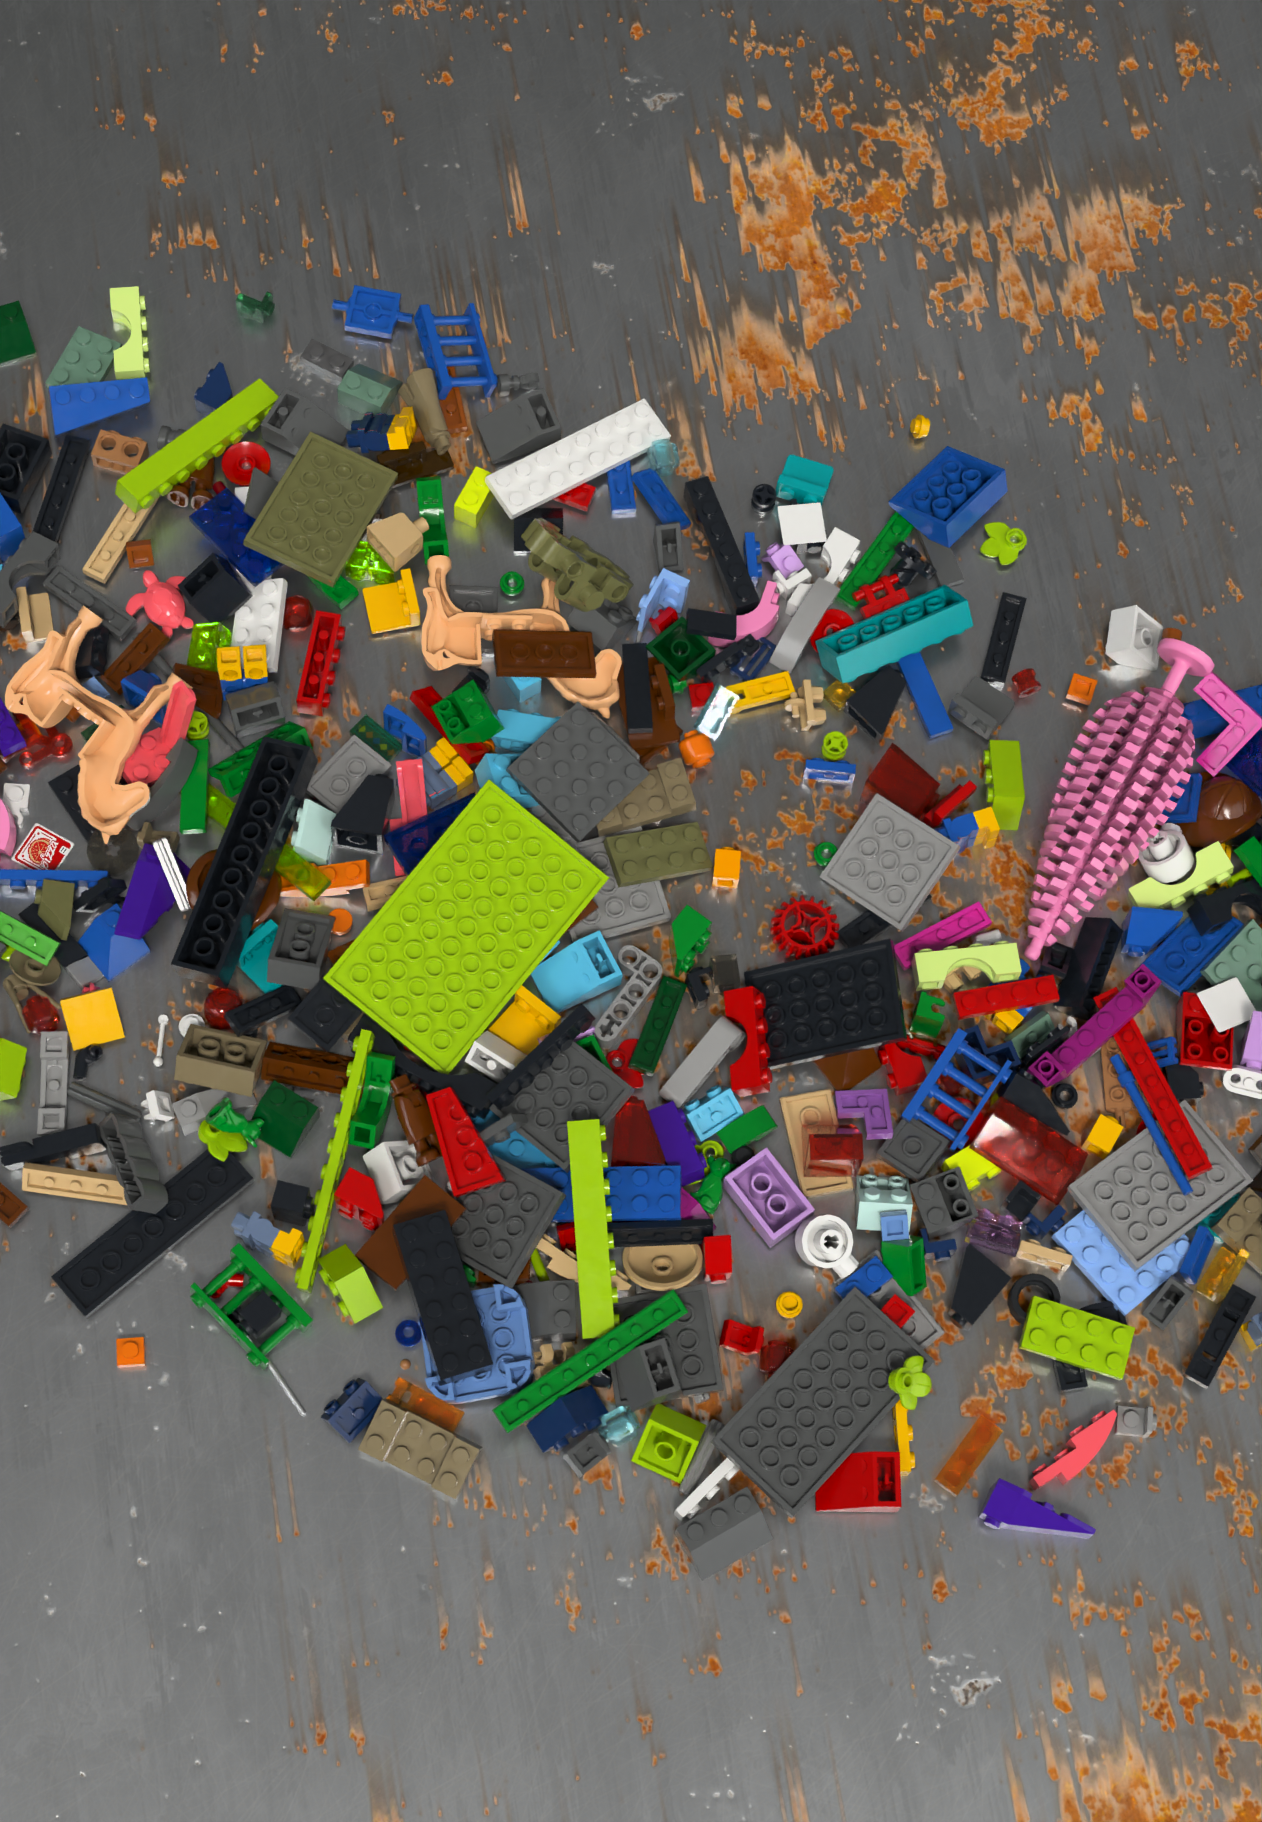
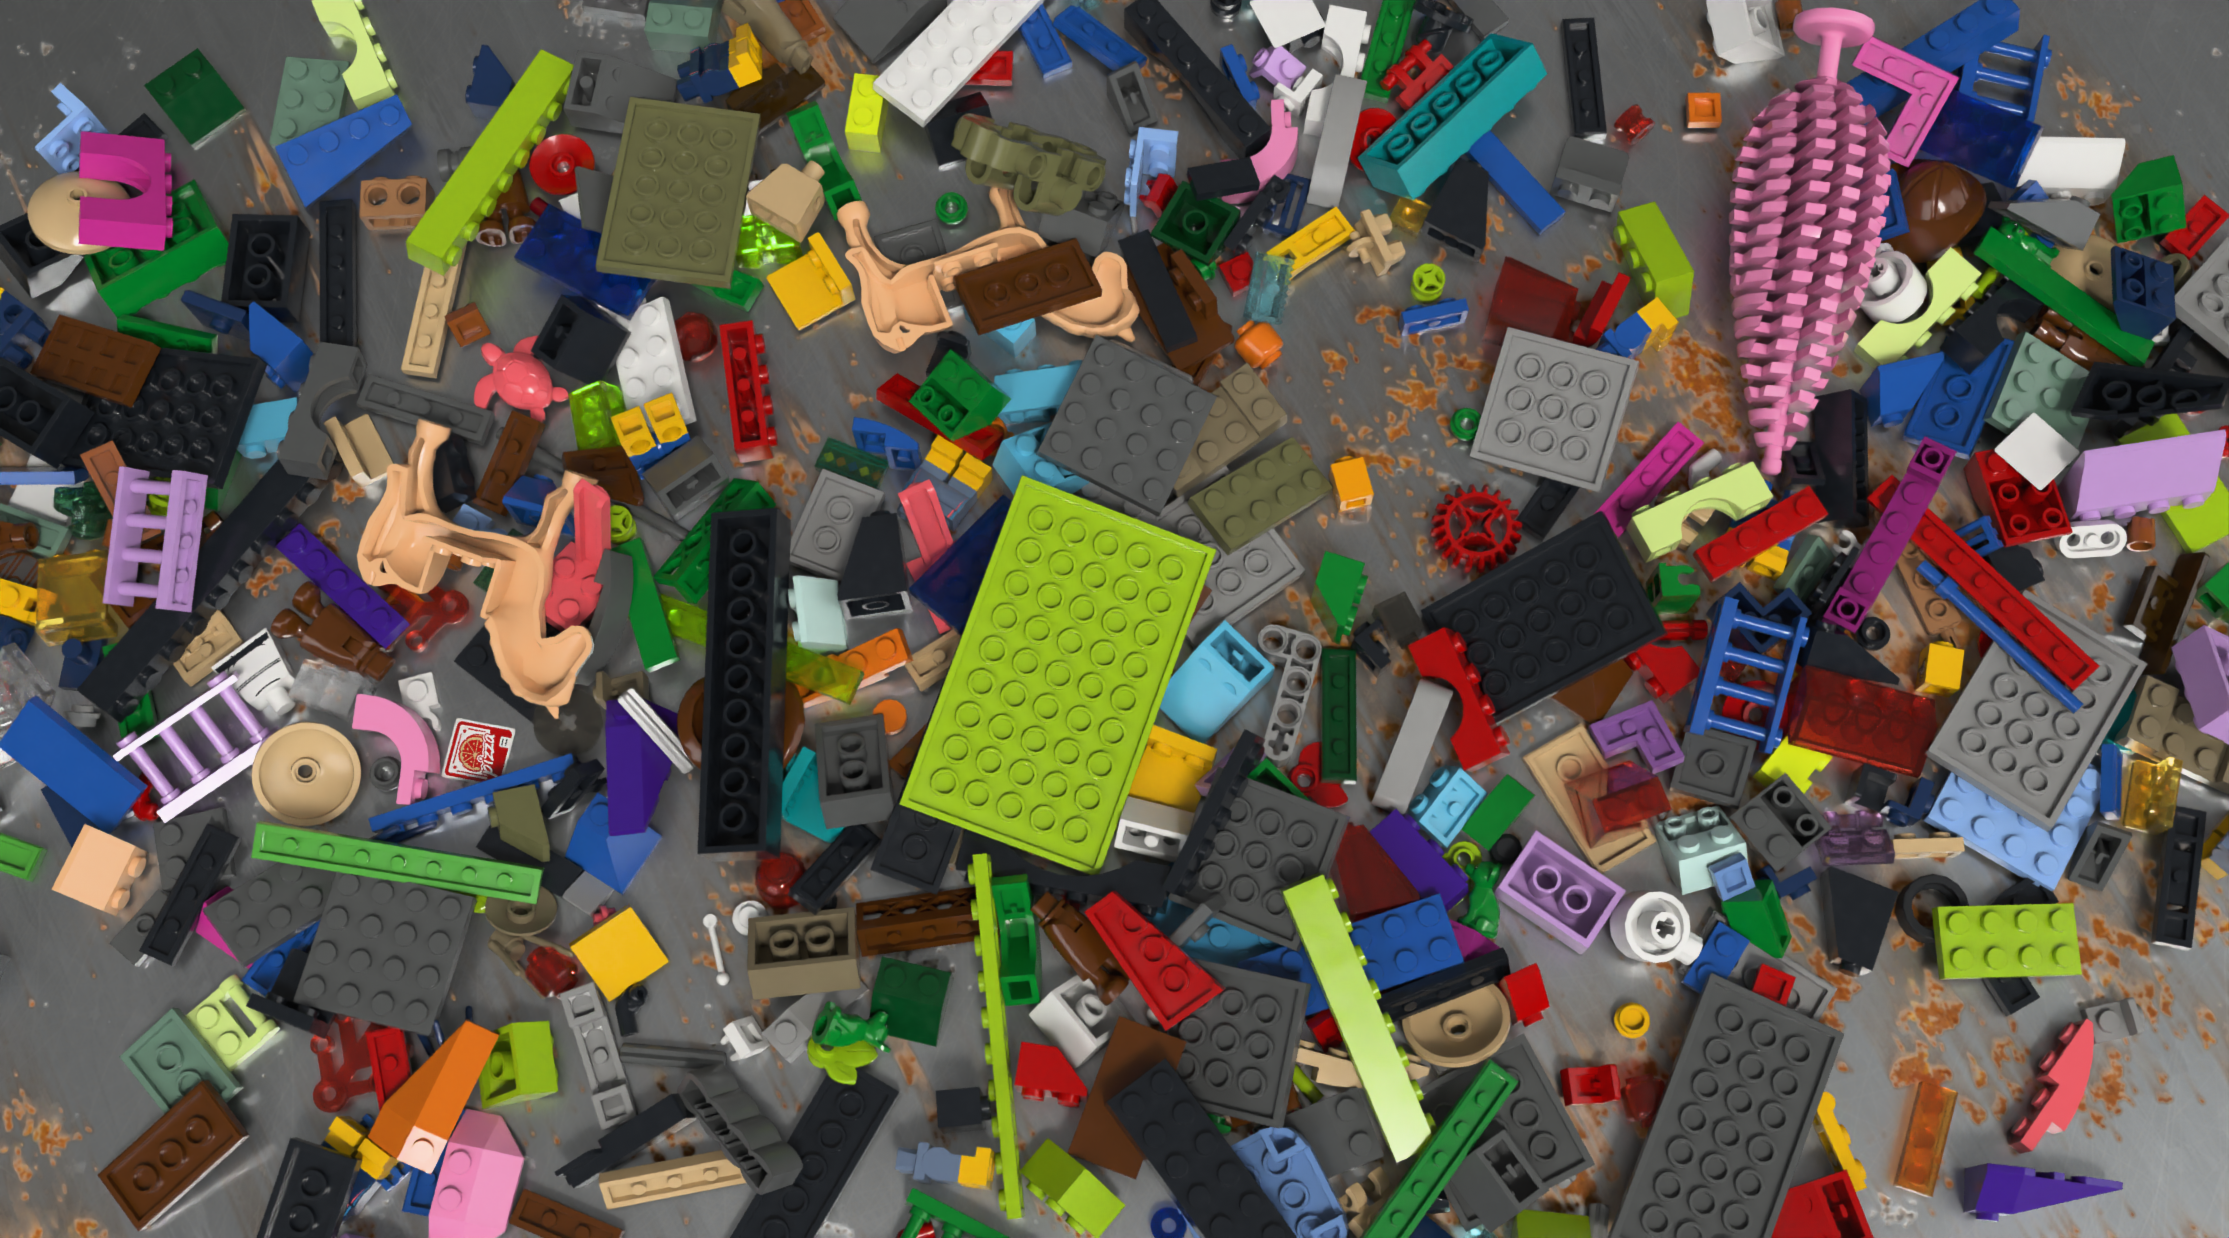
camera: 10 degrees left, 5 degrees up
(910, 1382) = (1826, 1073): lime plate -> none

